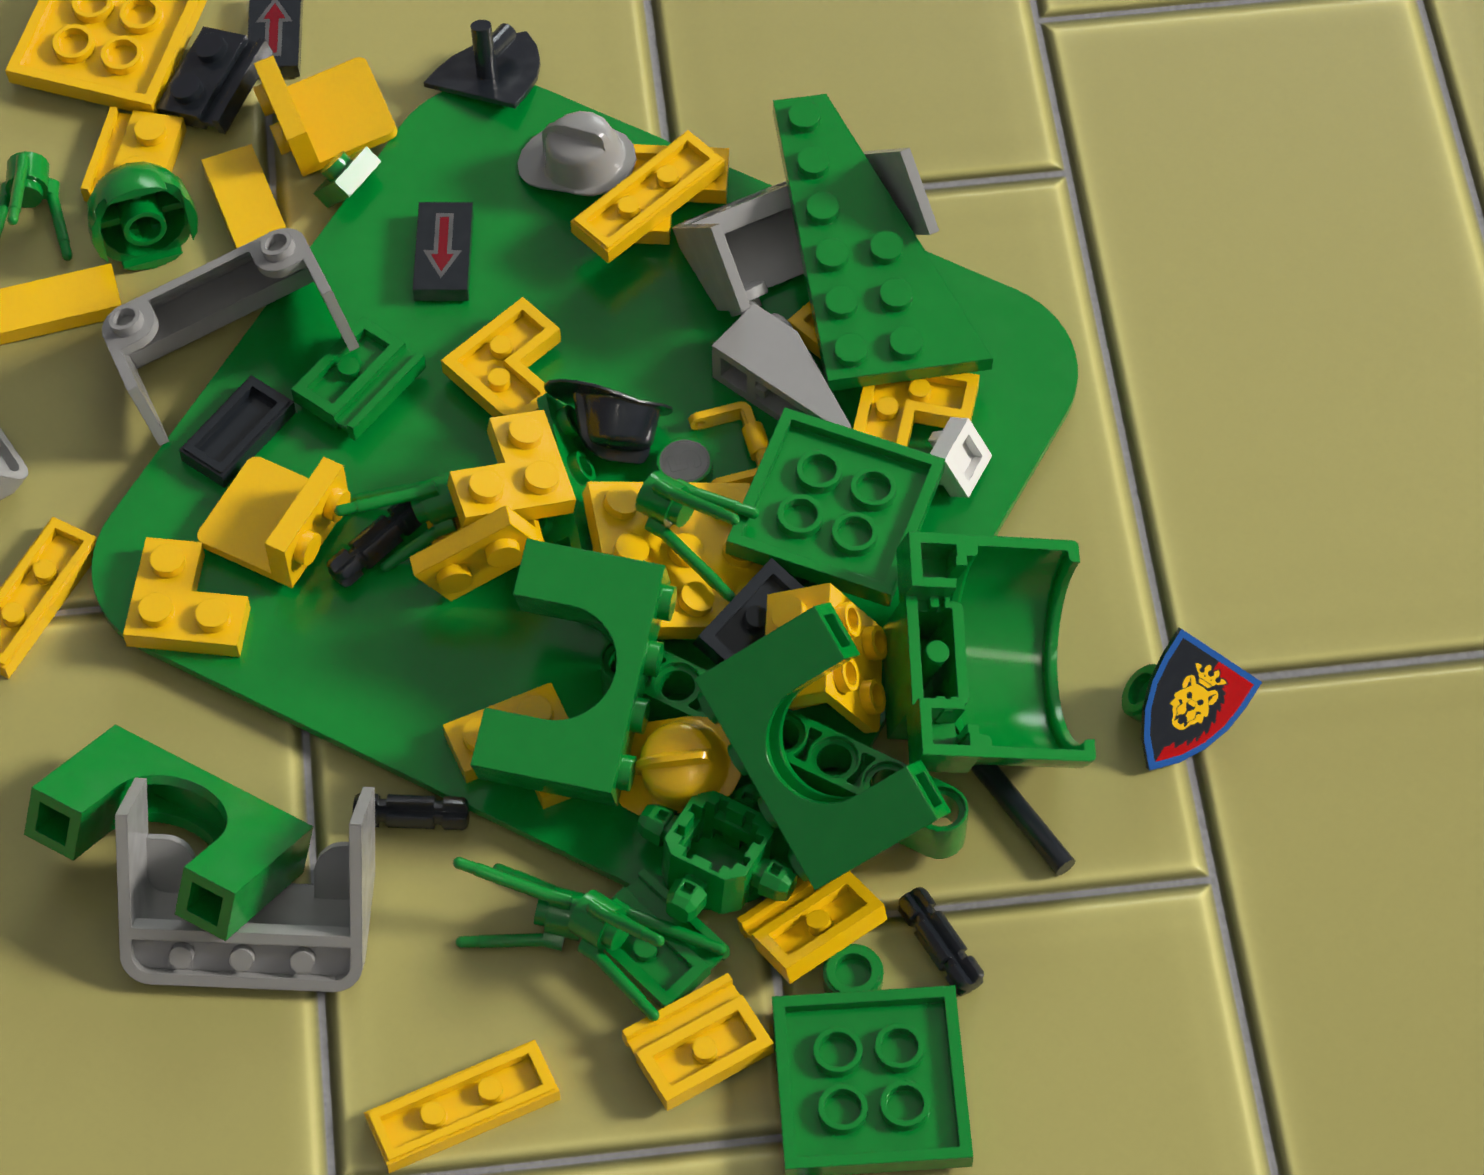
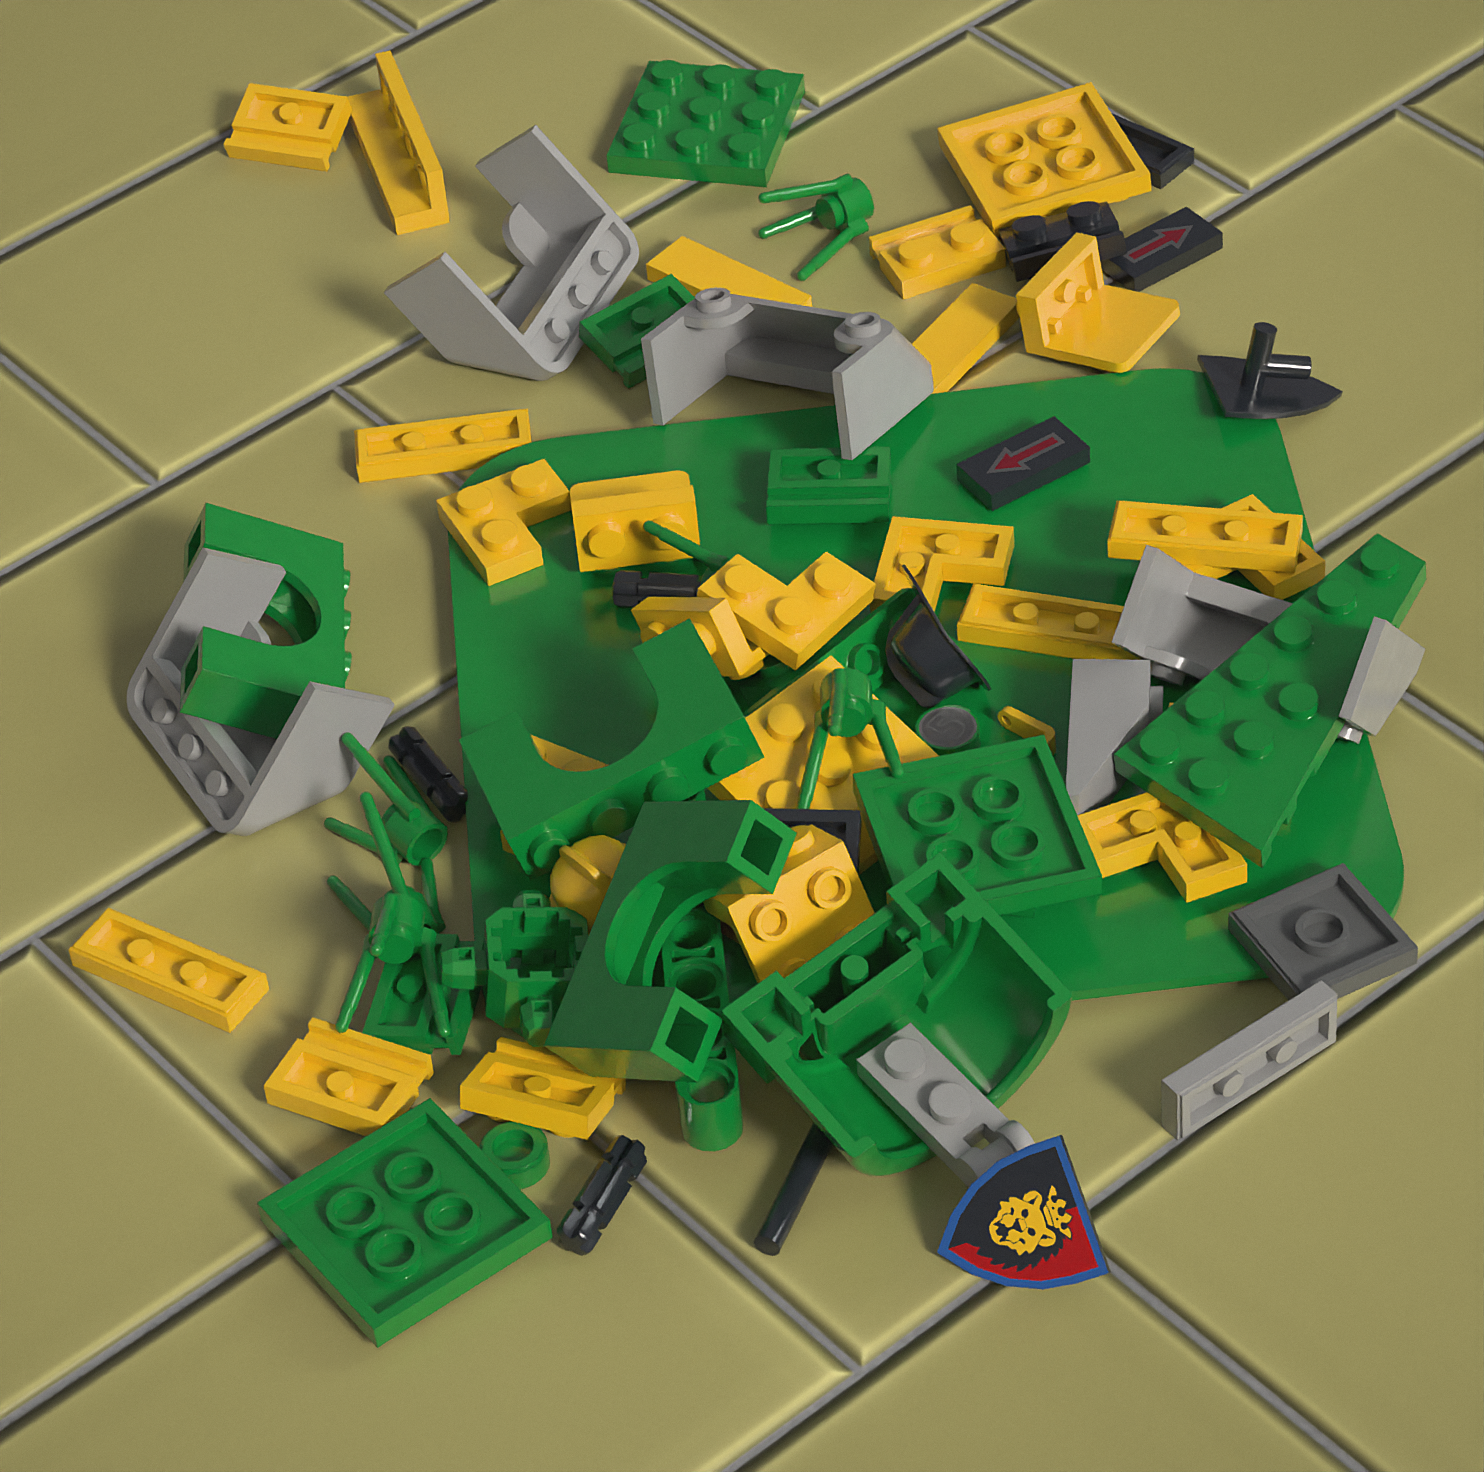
camera: 60 degrees right, 15 degrees down
(44, 386) = (618, 329): none -> green plate
(140, 216) = (861, 267): green cylinder -> none
(237, 431) = (711, 452): black tile -> none
(345, 175) = (1042, 362): plate -> none
(471, 846) = (408, 821): none -> green plant
(577, 156) = (1210, 471): light grey piece -> none
(633, 334) = (1040, 623): none -> yellow tile
(964, 455) = (1137, 902): white tile -> none
(1049, 685) = (940, 1104): none -> light grey plate
(1064, 380) = (1323, 932): none -> dark grey tile
(1137, 489) = (1249, 1060): none -> light grey tile

